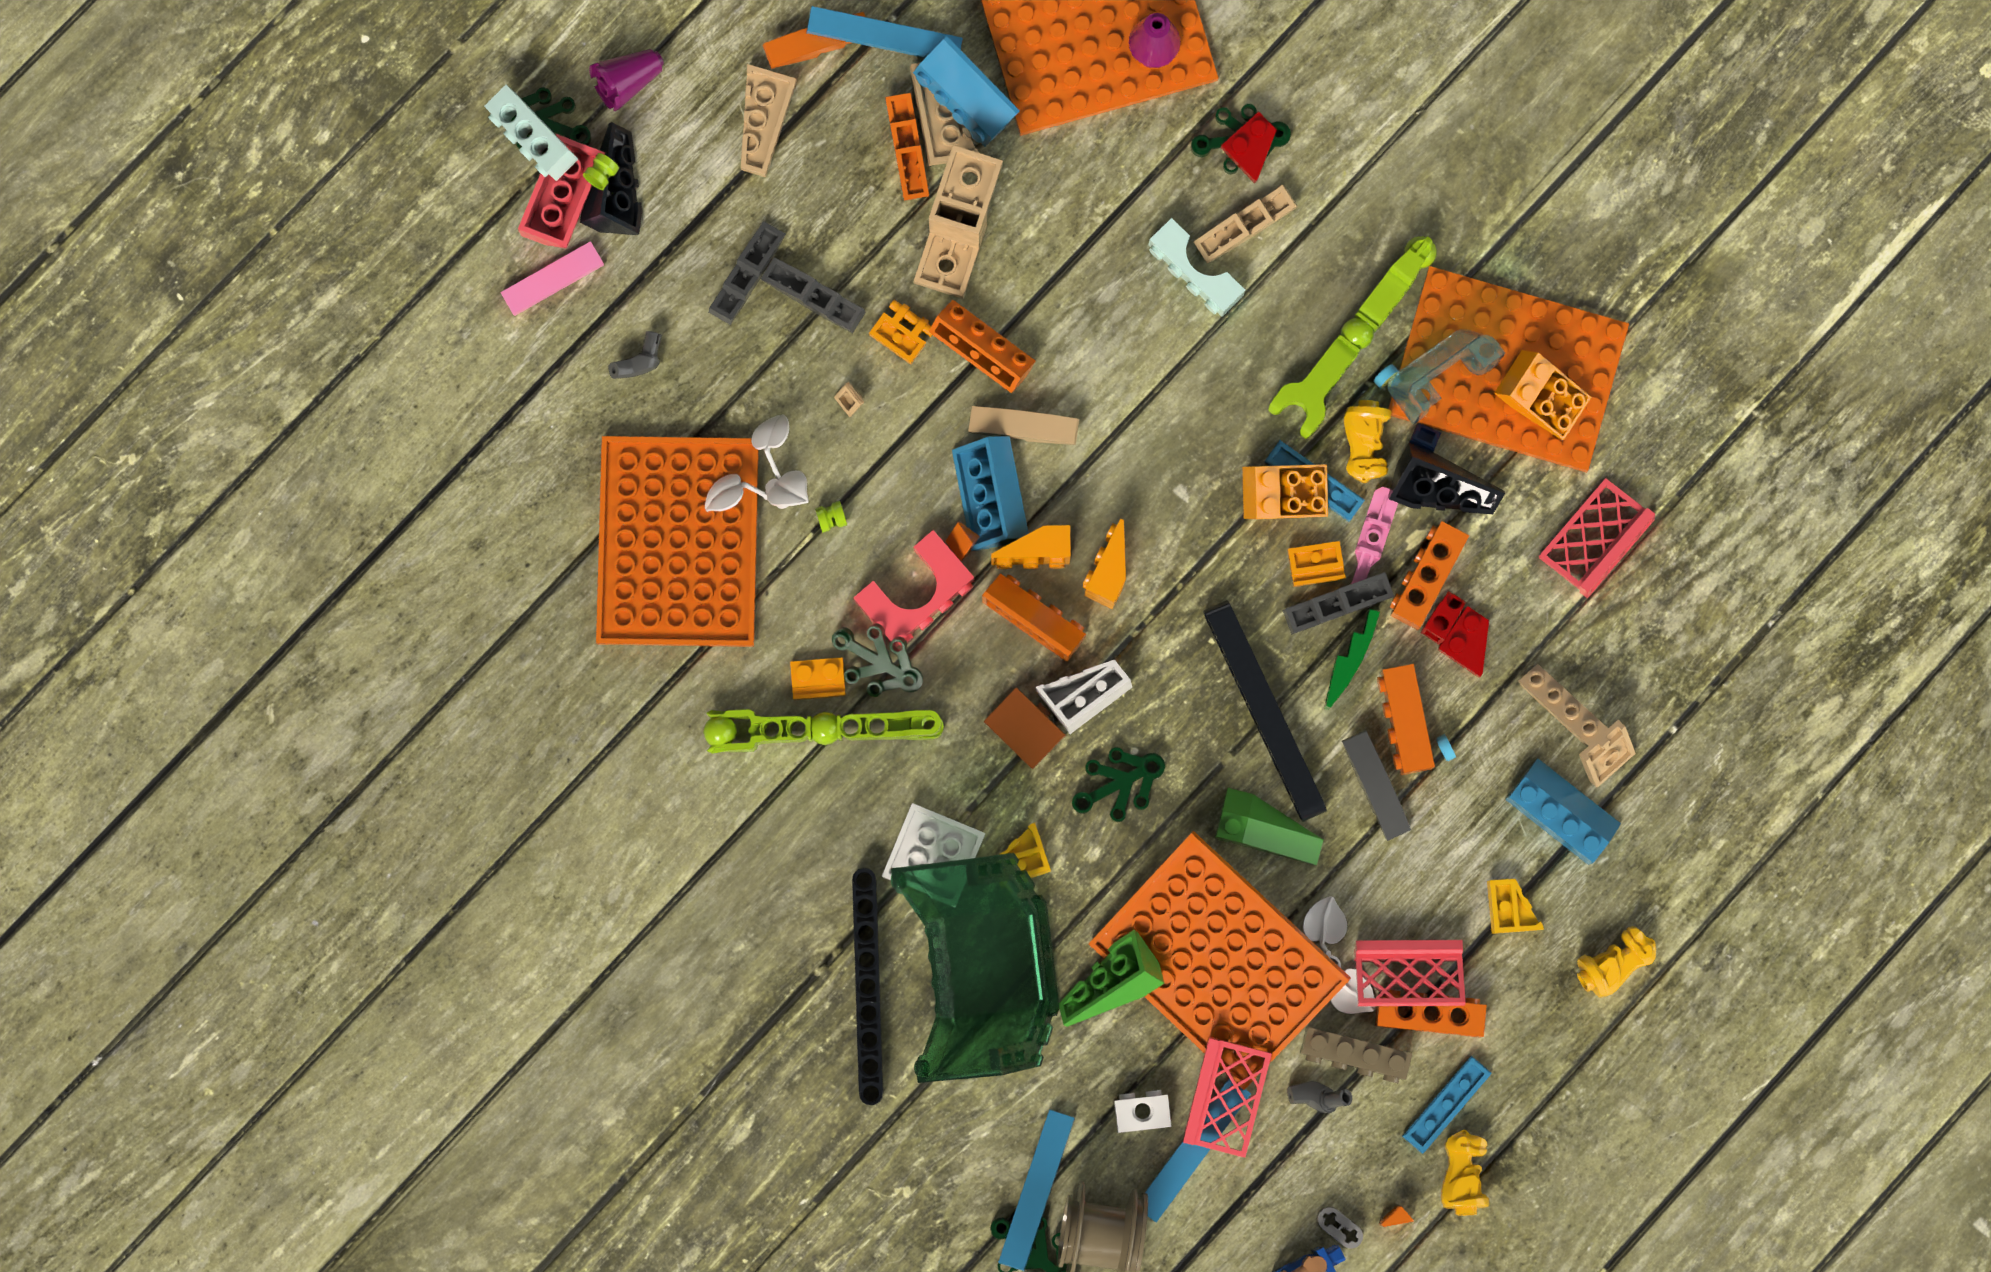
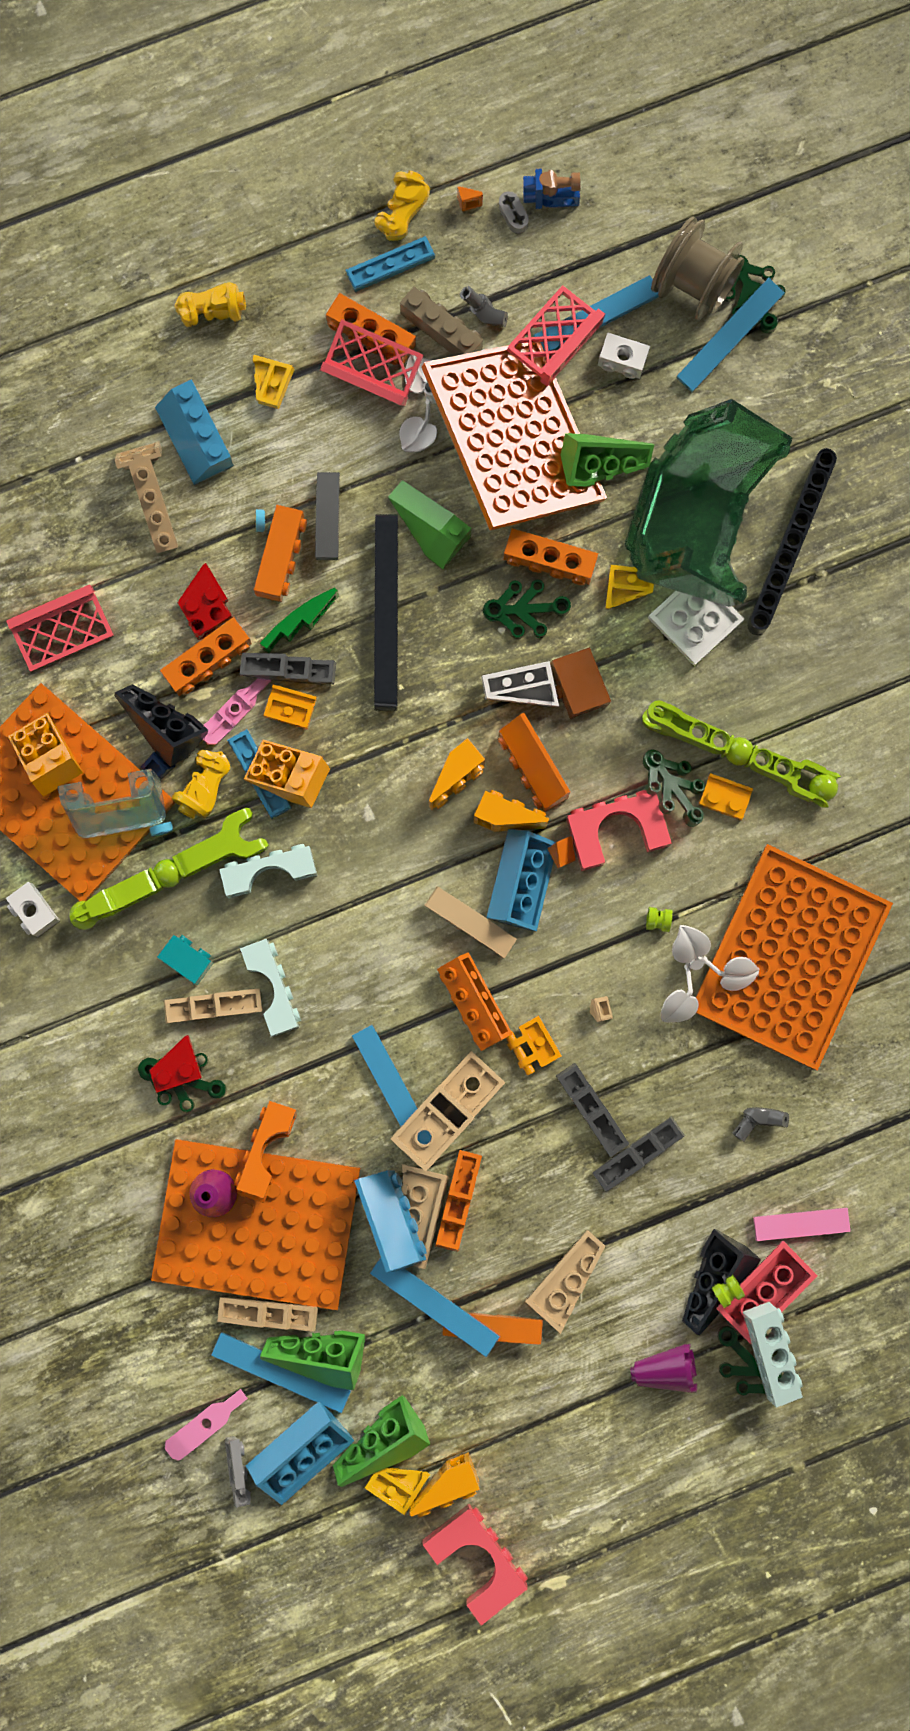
camera: 155 degrees left, 0 degrees up
(1033, 233) = (388, 1078): none -> dark azure tile
(1079, 863) = (542, 546): none -> orange brick
(1119, 70) = (275, 1124): none -> orange arch
(1229, 403) = (240, 877): none -> light aqua arch
(1295, 257) = (185, 959): none -> teal brick
(1483, 248) = (44, 916): none -> white brick

